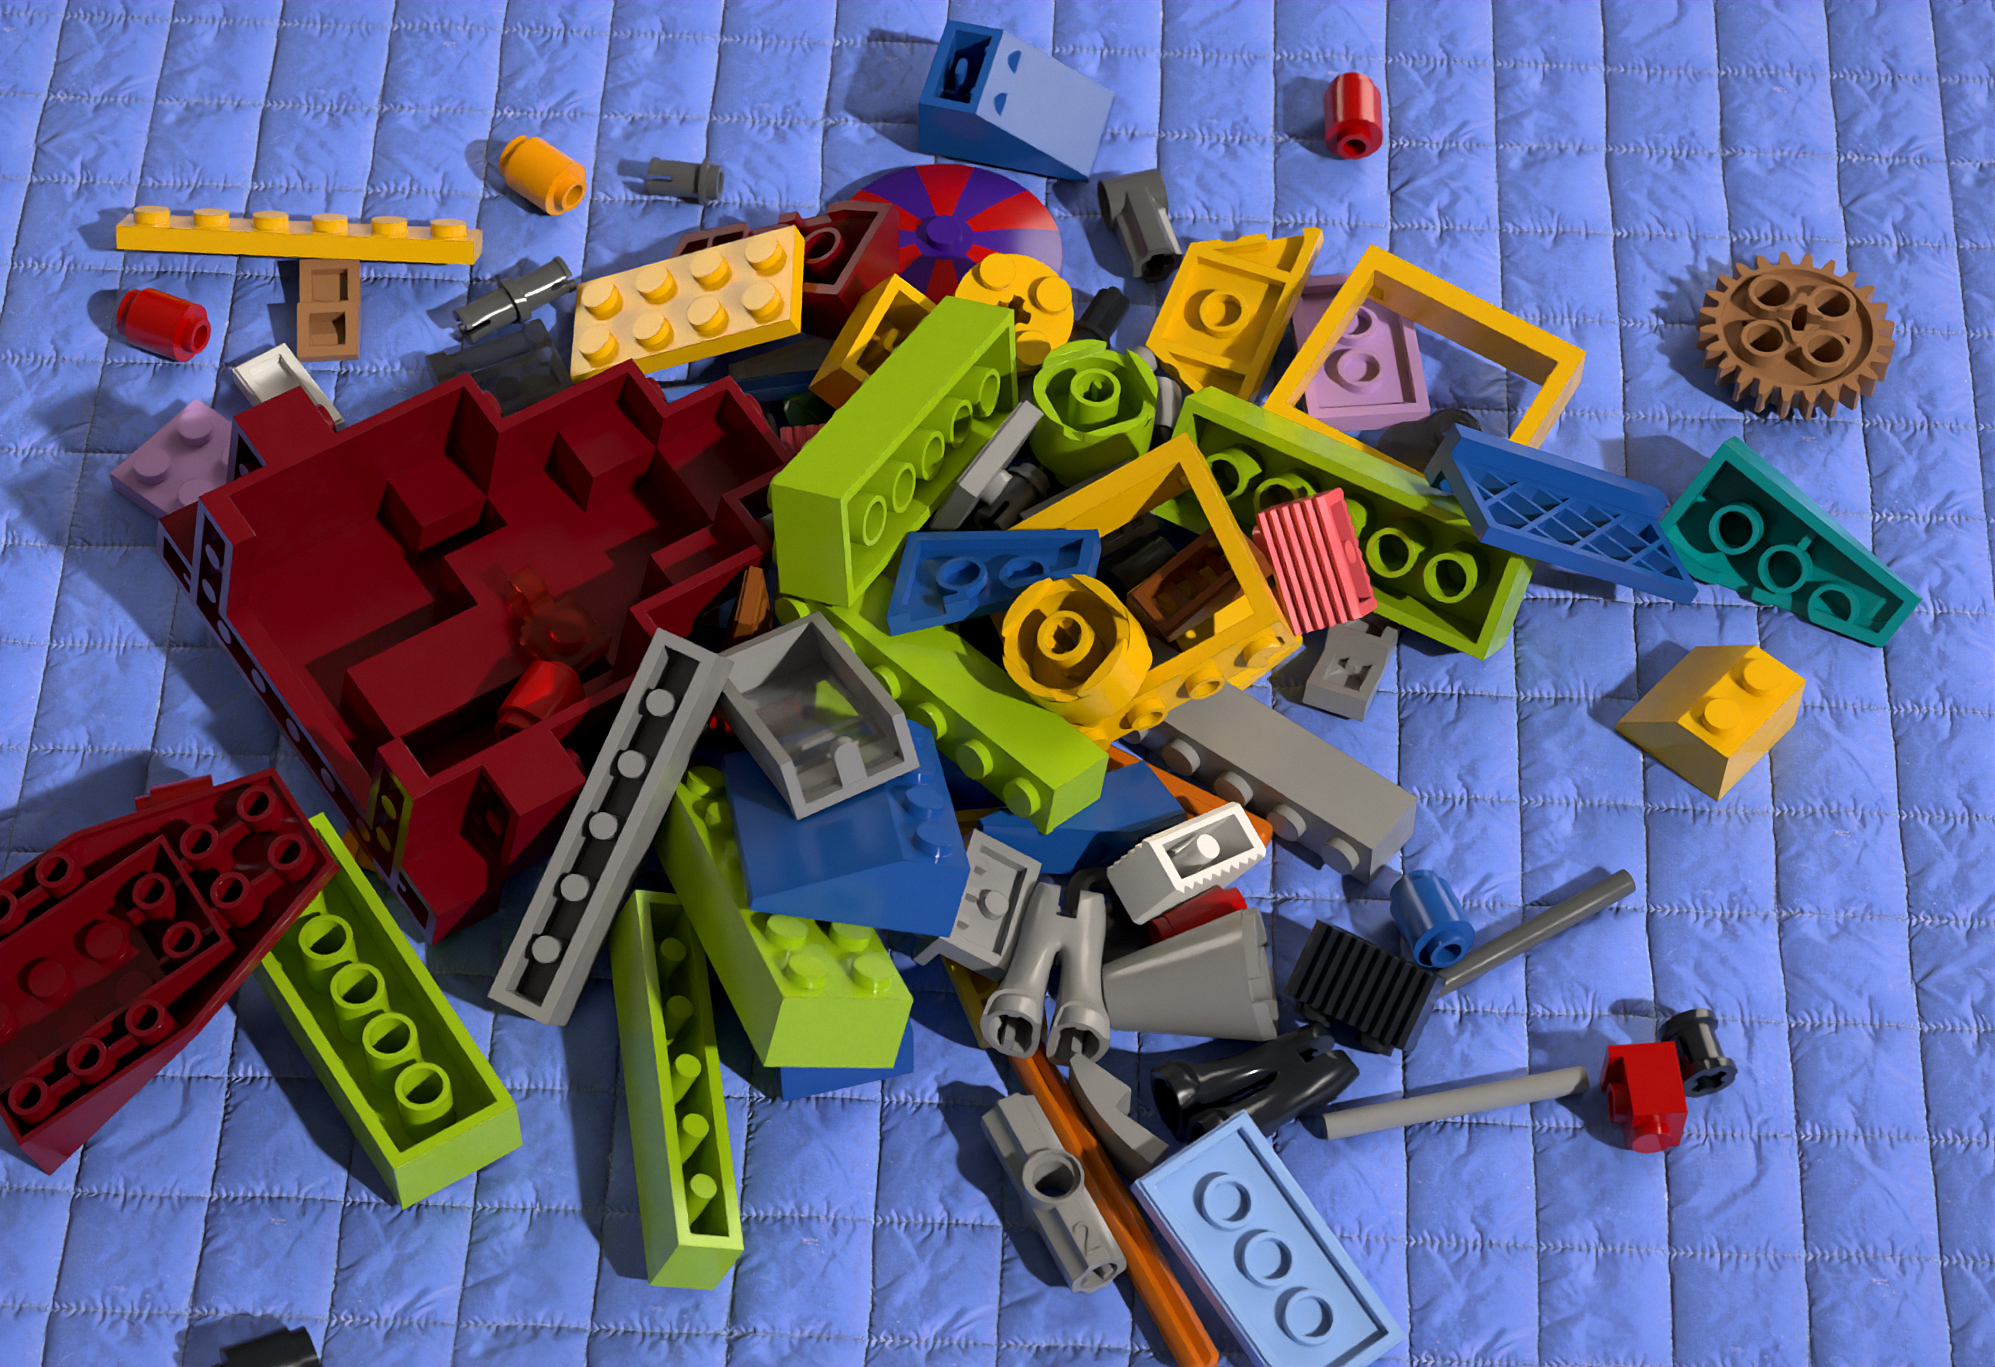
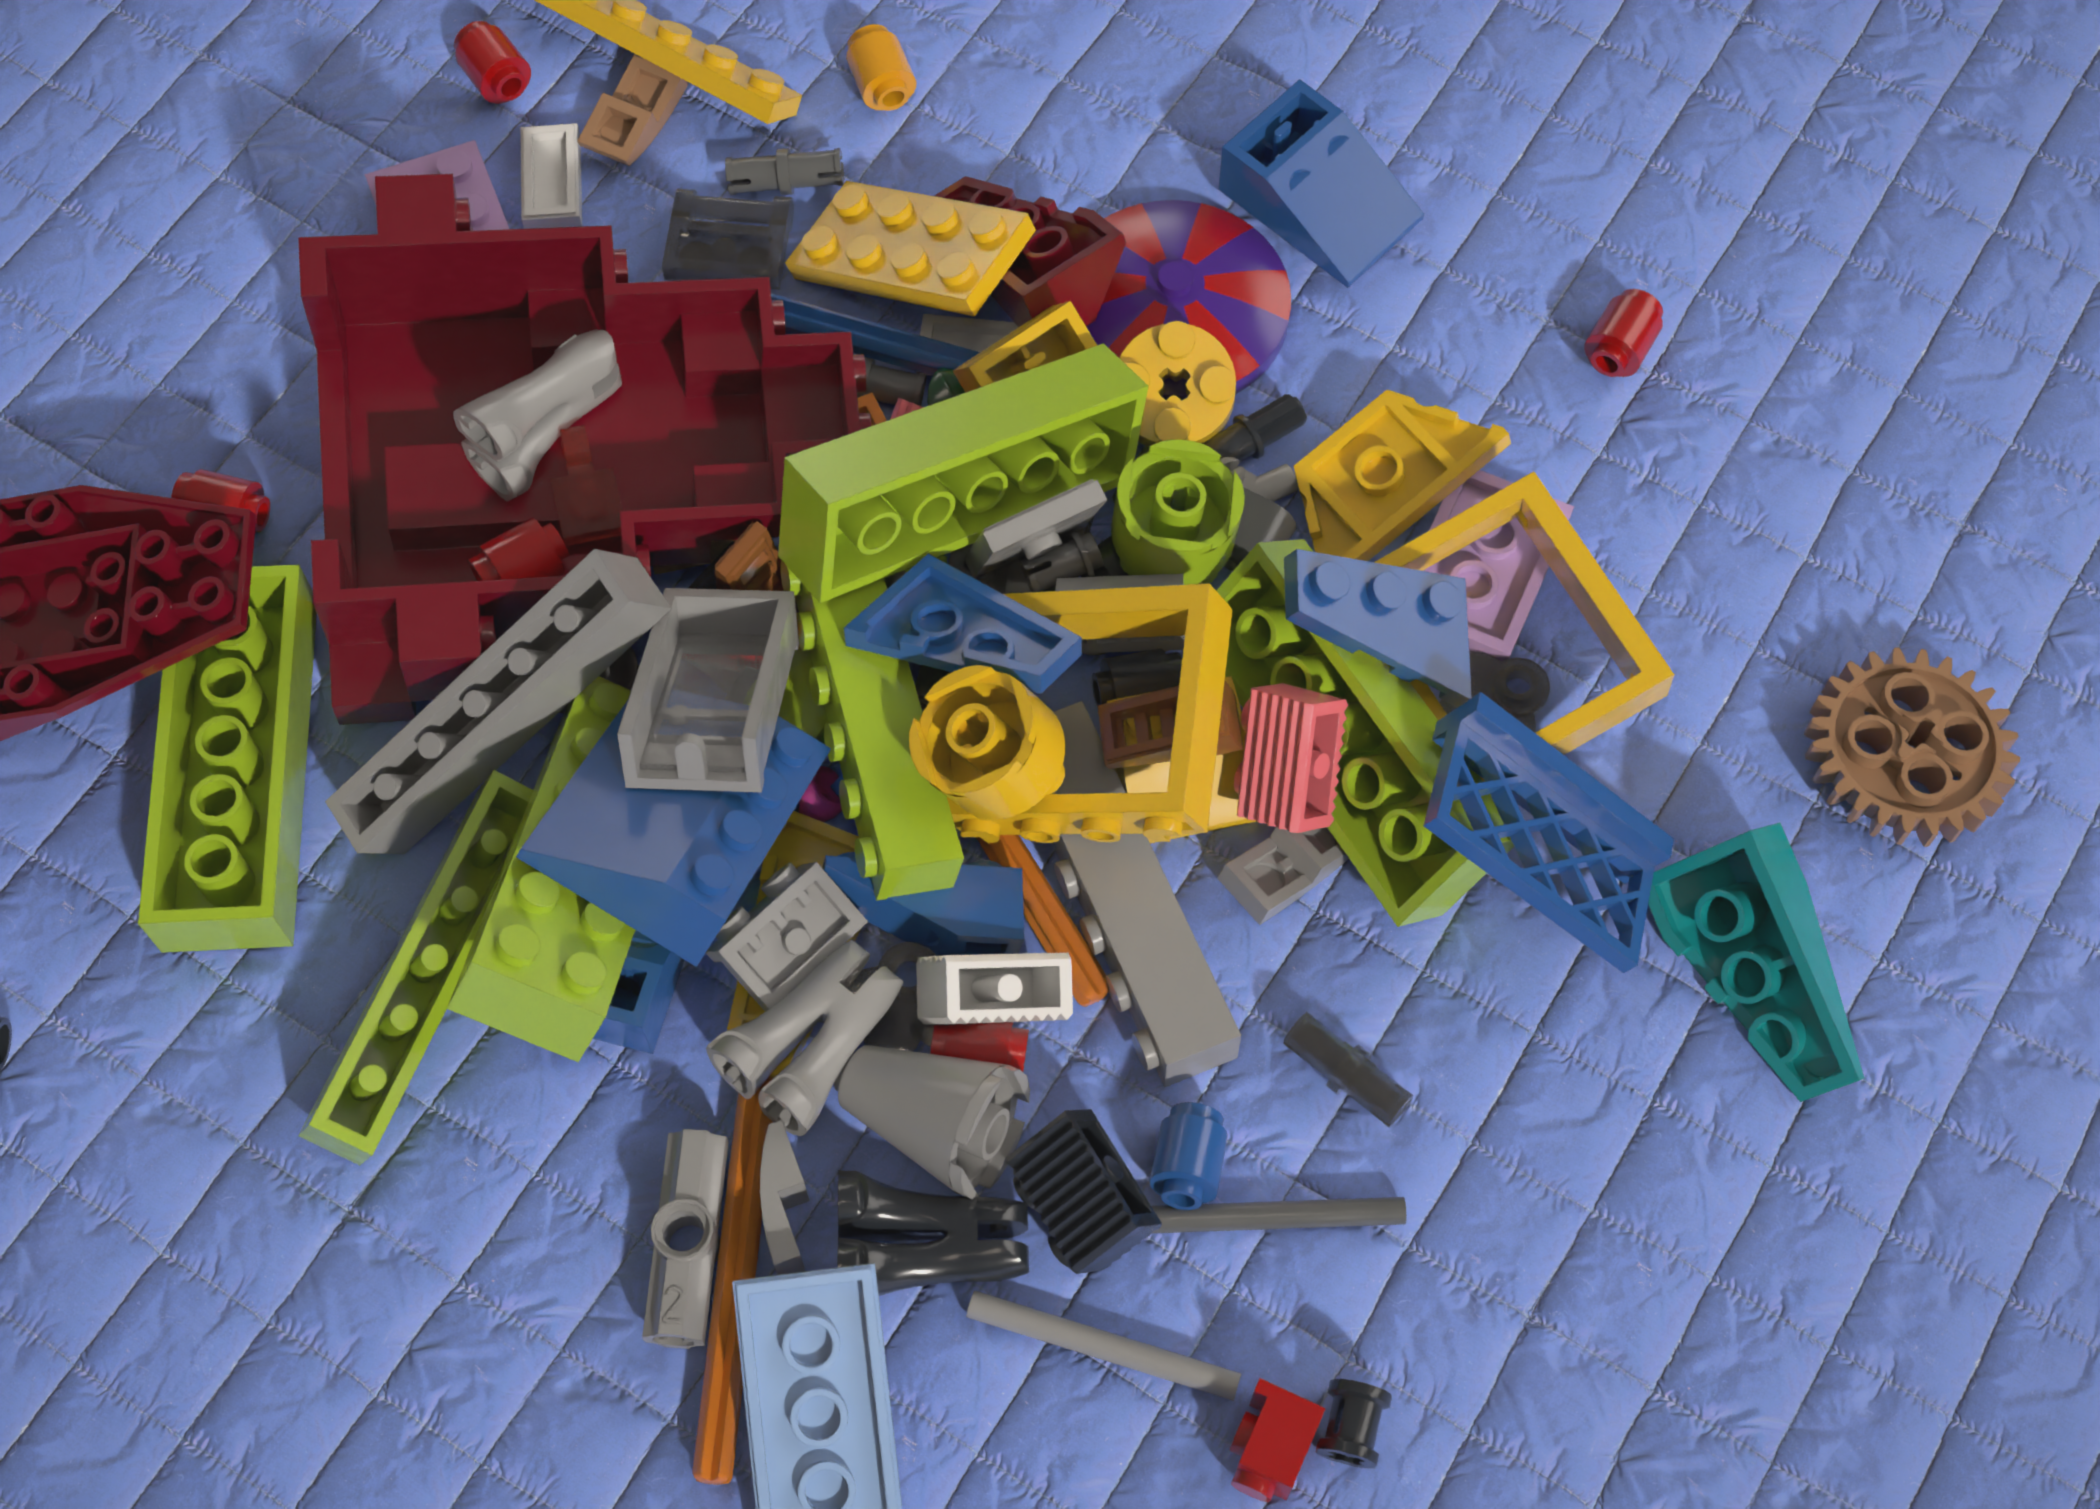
camera: 30 degrees right, 10 degrees up
(469, 582) = (522, 420): none -> light grey piece
(688, 179) = (1009, 132): dark grey pin -> none
(1138, 211) = (1367, 339): dark grey piece -> none
(1330, 401) = (1388, 611): none -> wing
(1512, 794) = (1348, 1069): none -> clear smoke pin
(1716, 714) = (1589, 1089): yellow slope -> none

